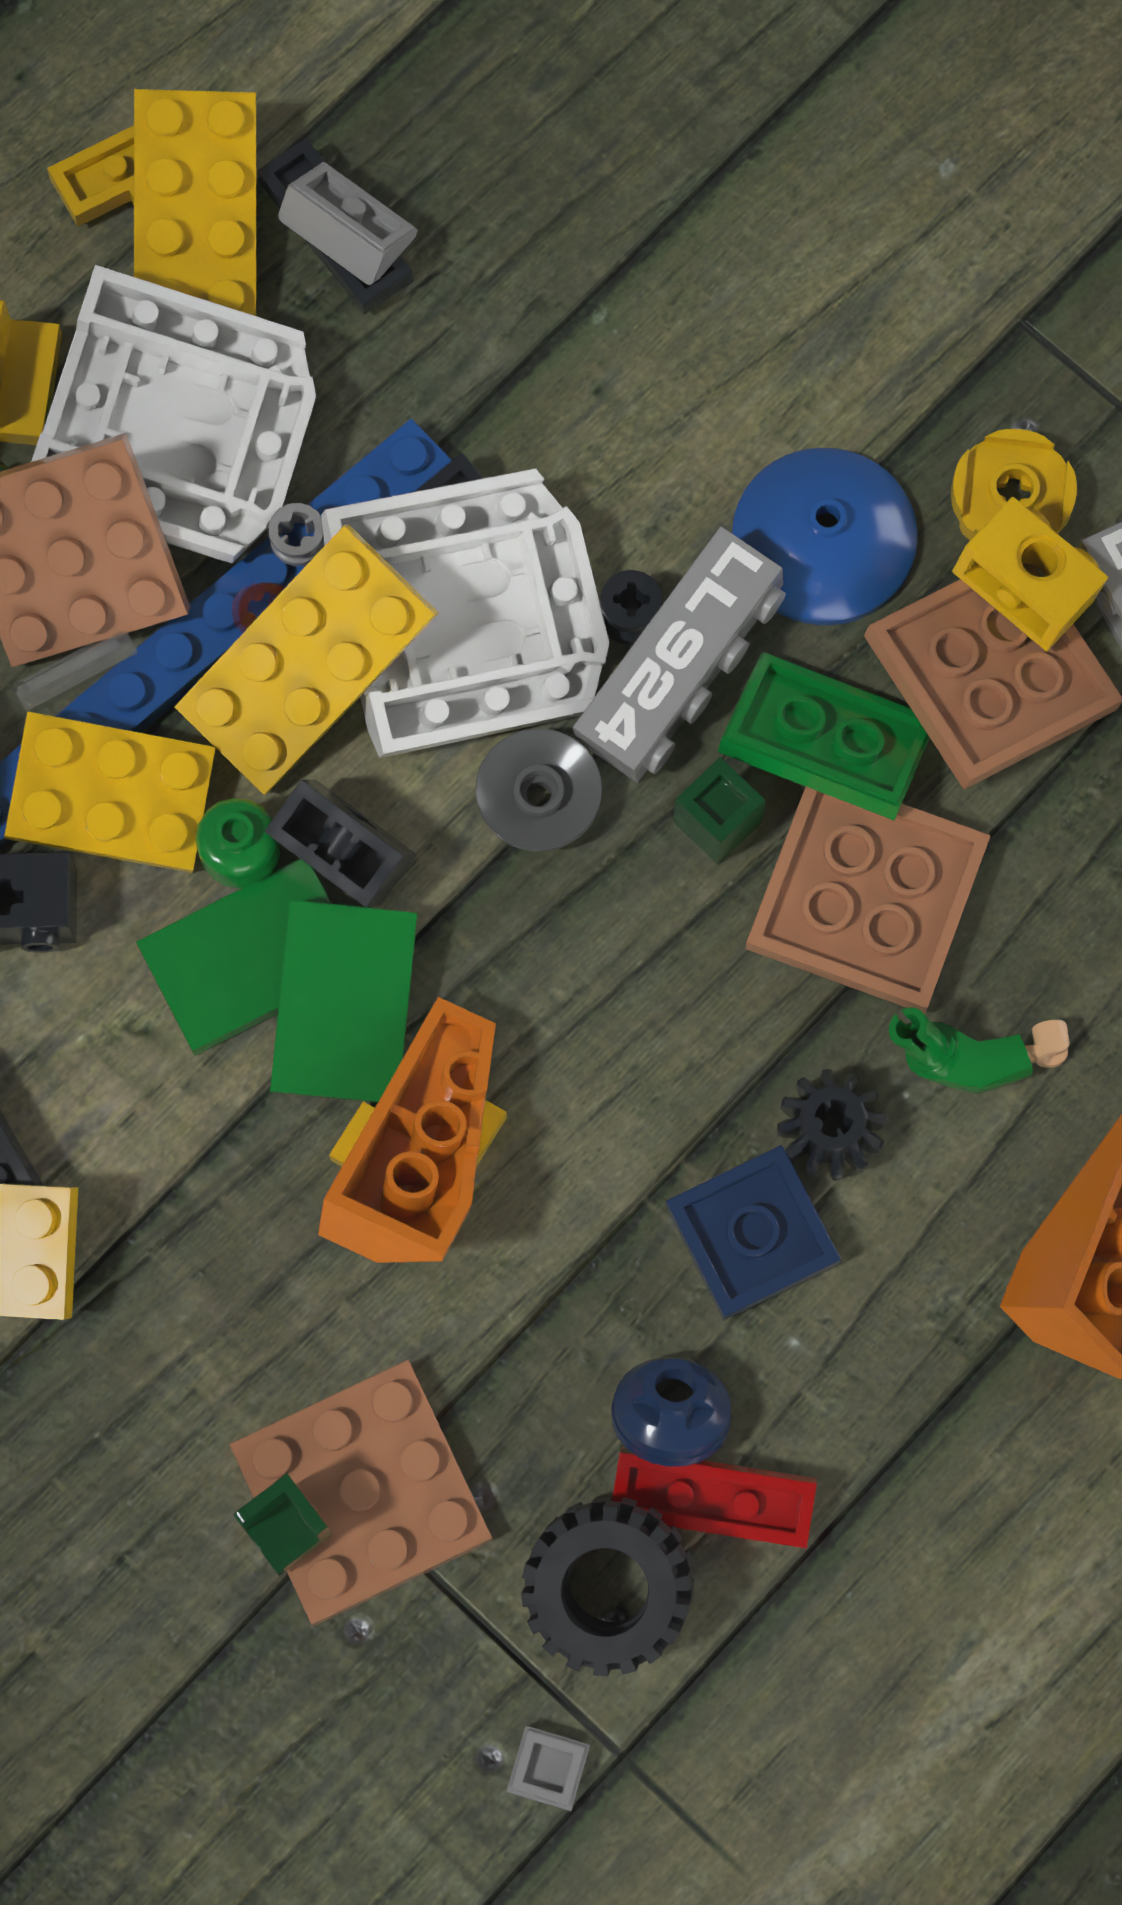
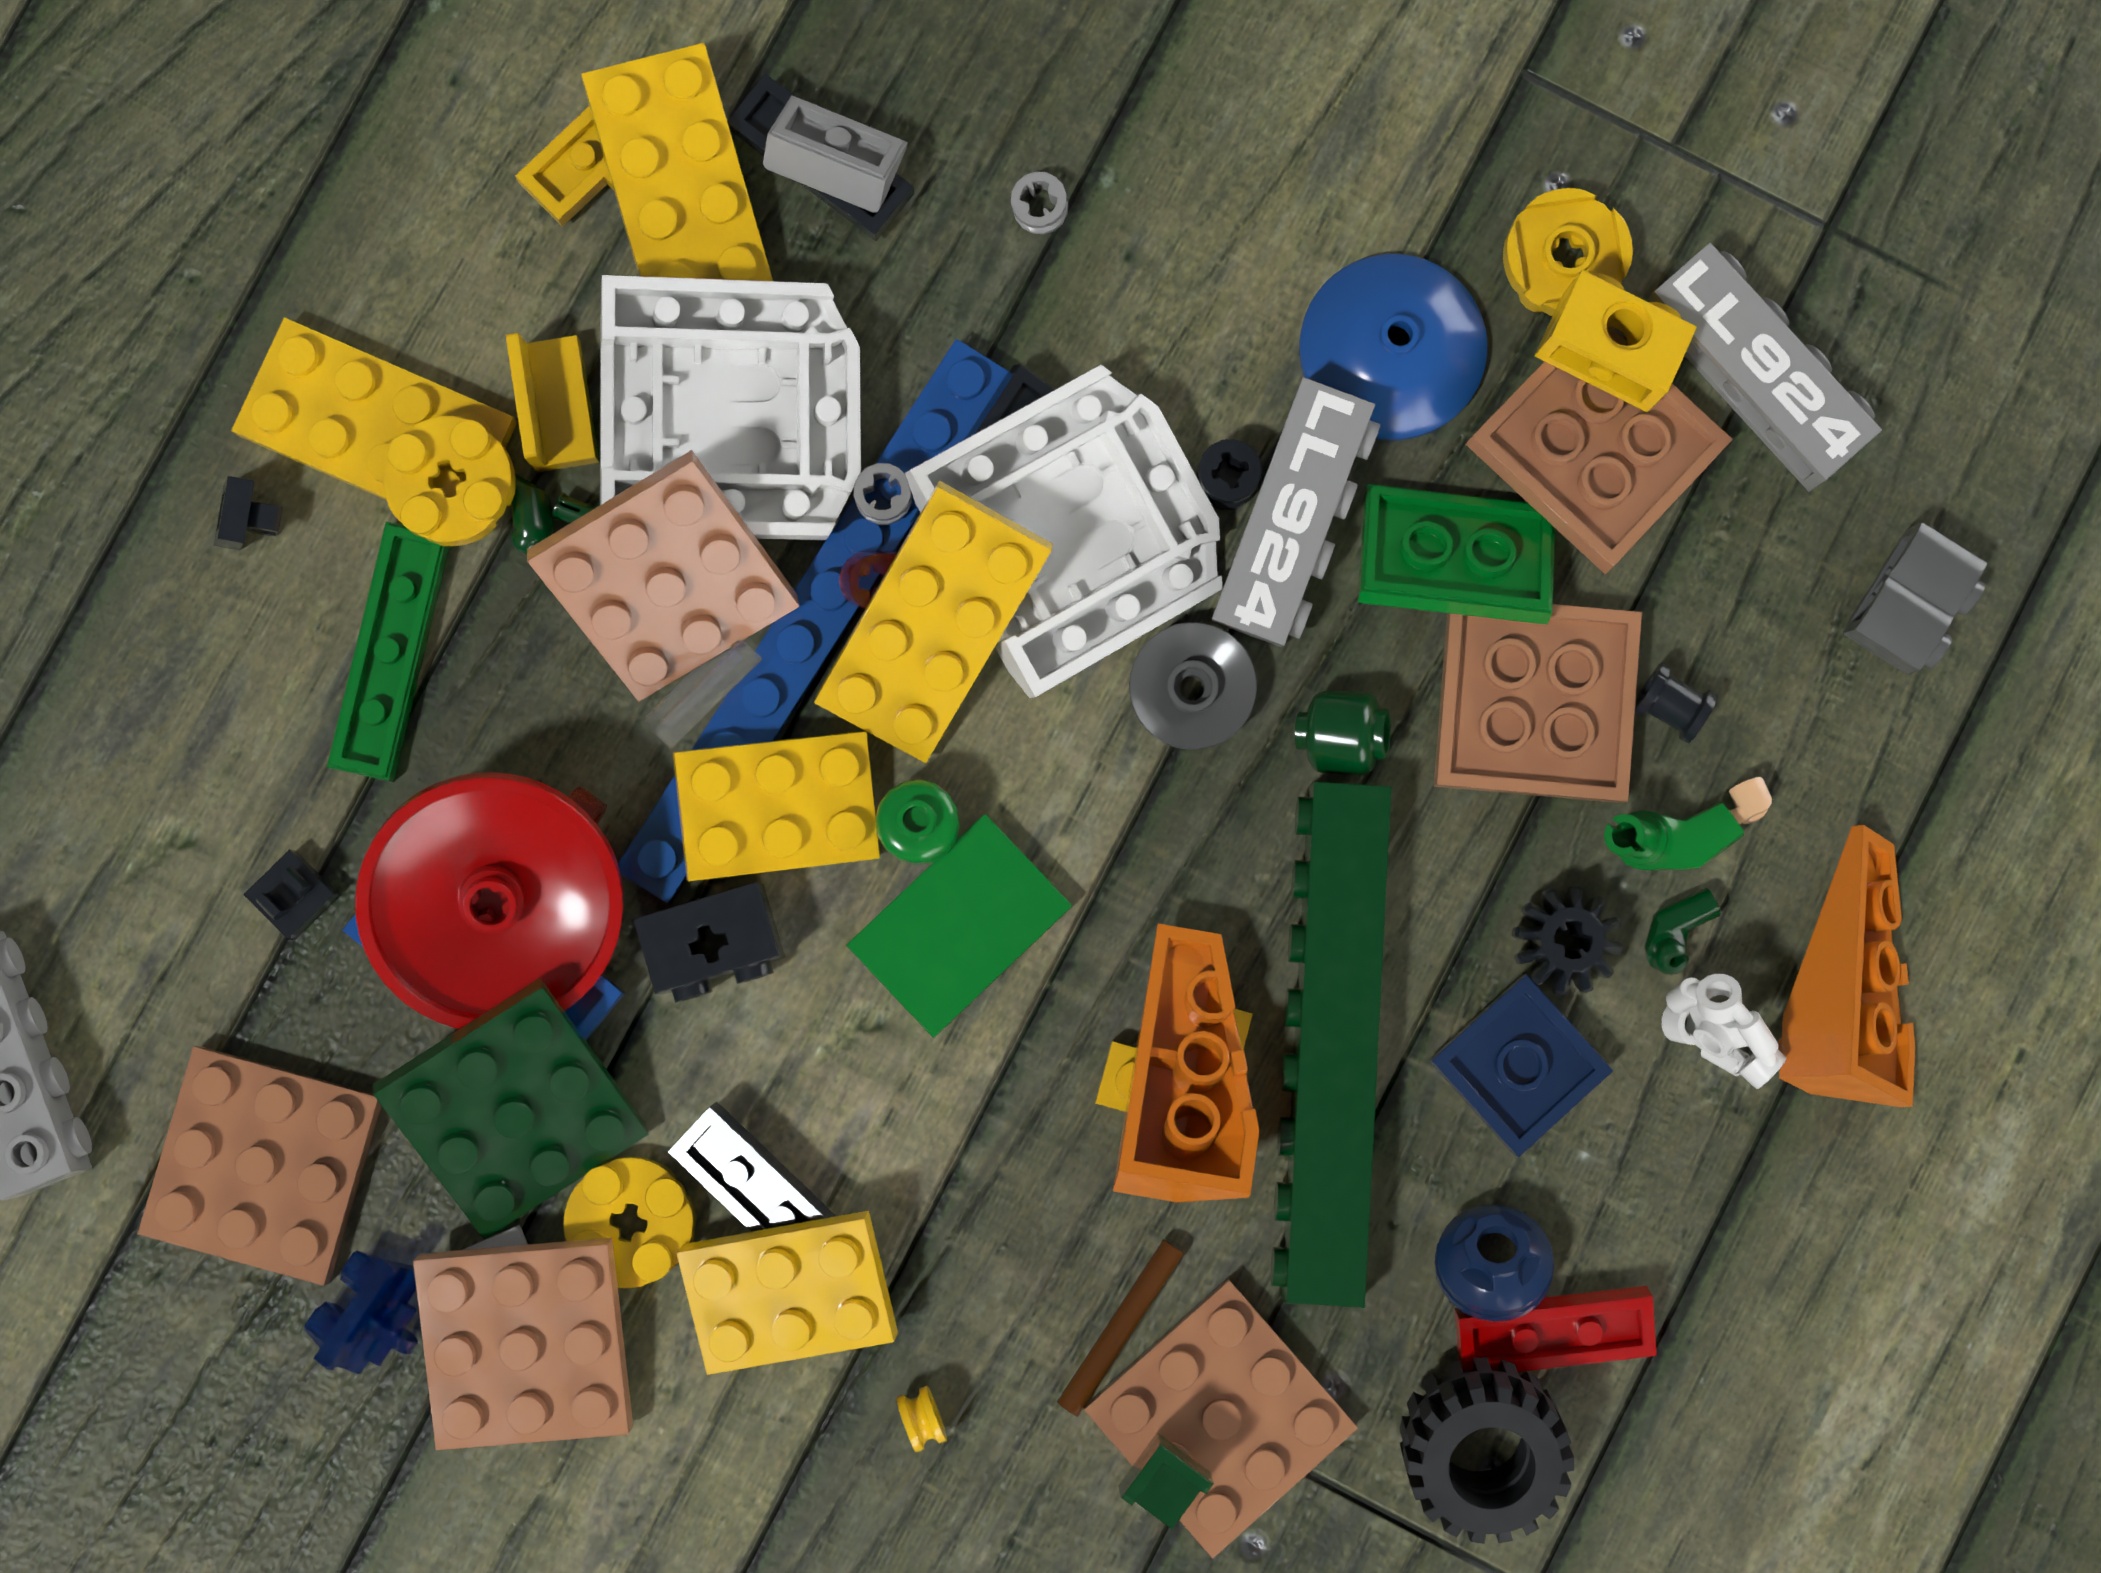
camera: 20 degrees left, 10 degrees up
(69, 1407) = (921, 1419): none -> yellow bush
(289, 1378) = (1120, 1328): none -> reddish brown bar
(340, 843) = (1019, 796): black brick -> none
(342, 1000) = (1065, 951): green tile -> none
(533, 337) = (1057, 196): none -> light grey bush
(575, 1163) = (1333, 1045): none -> dark green brick
(671, 871) = (1344, 732): none -> dark green head
(719, 810) = (1374, 658): dark green panel -> none
(940, 1143) = (1671, 927): none -> dark green arm
(956, 1240) = (1722, 1028): none -> white piece
(1000, 930) = (1675, 703): none -> black bush

